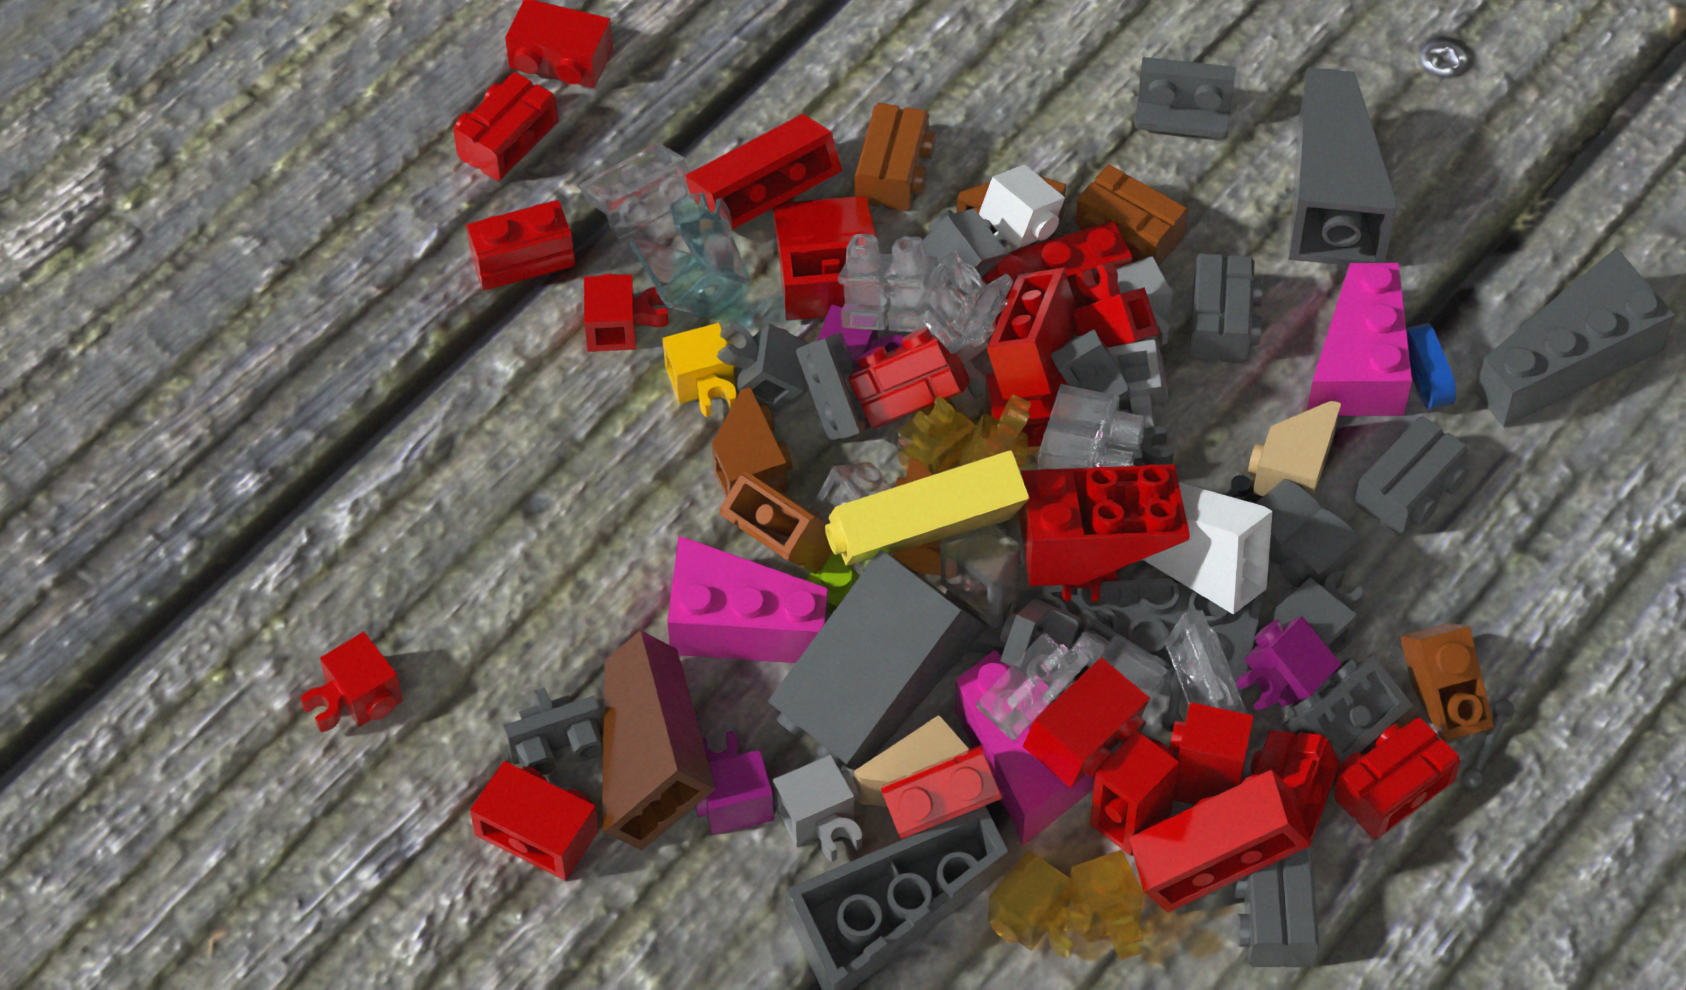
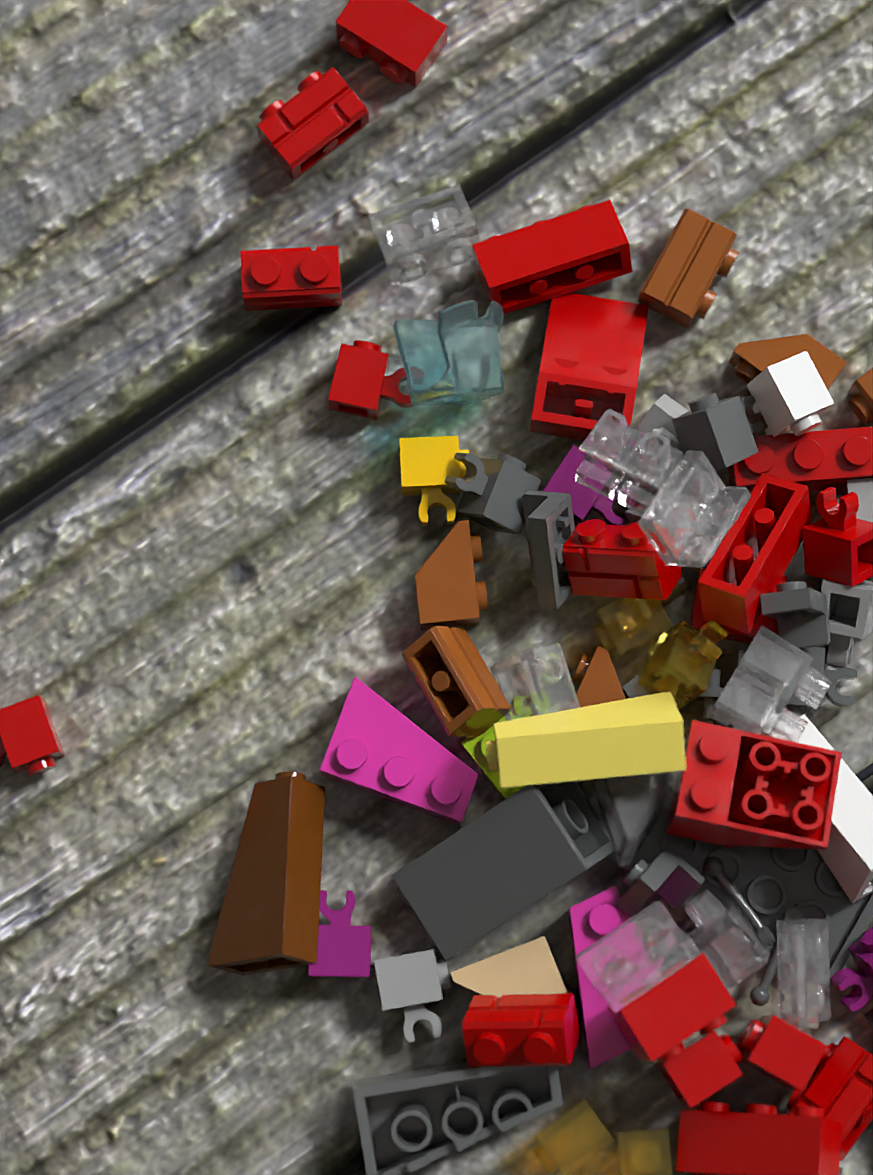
camera: 15 degrees right, 25 degrees up
(535, 819) = (152, 927): red brick -> none
(552, 727) = (169, 845): dark grey hips -> none

